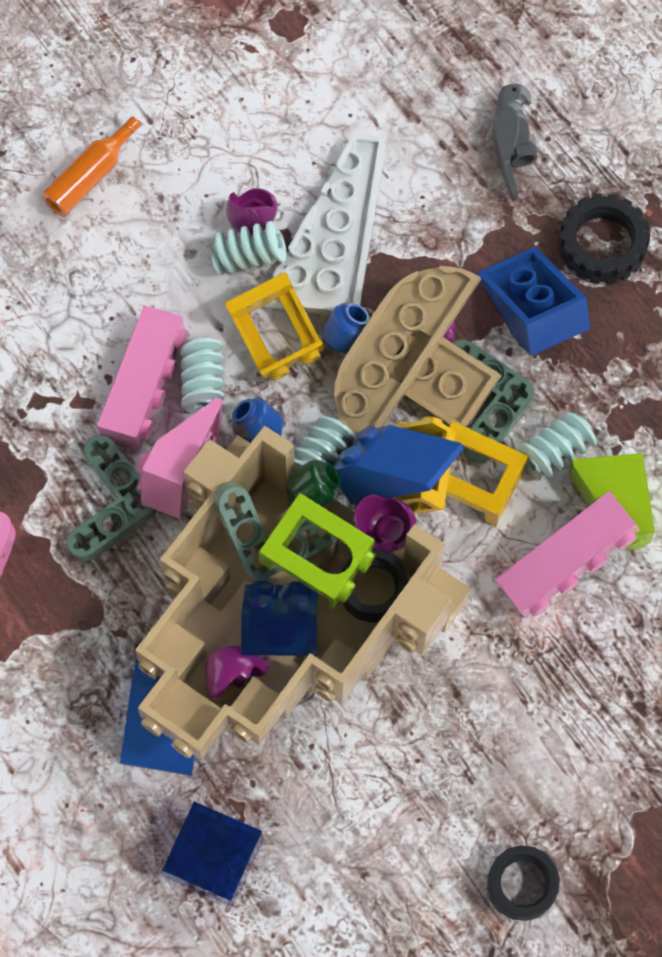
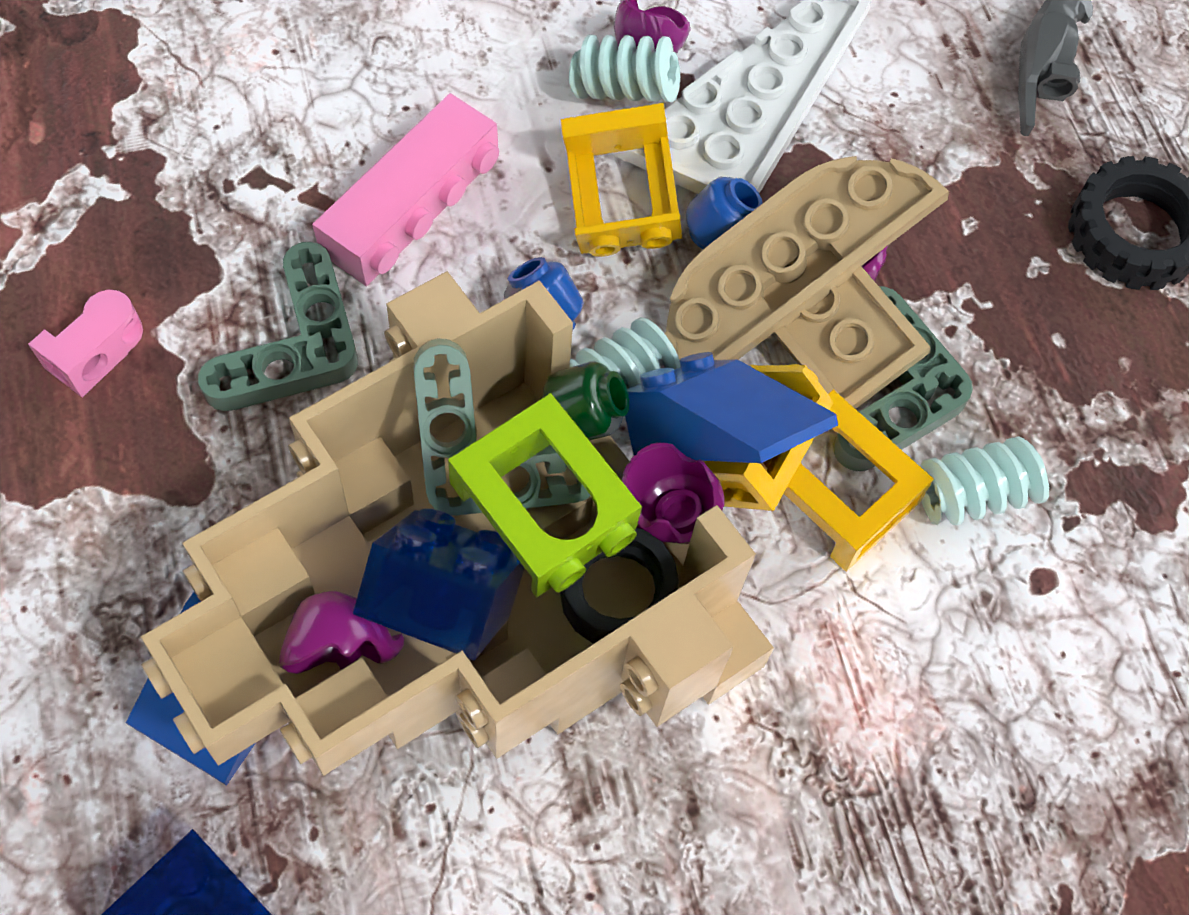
camera: 15 degrees right, 5 degrees down
(162, 469) = (361, 293): bright pink slope -> none
(200, 373) = (492, 212): light aqua piece -> none
(535, 300) = (1017, 273): blue slope -> none
(567, 555) = (951, 650): bright pink brick -> none
(627, 482) = (1055, 591): lime slope -> none

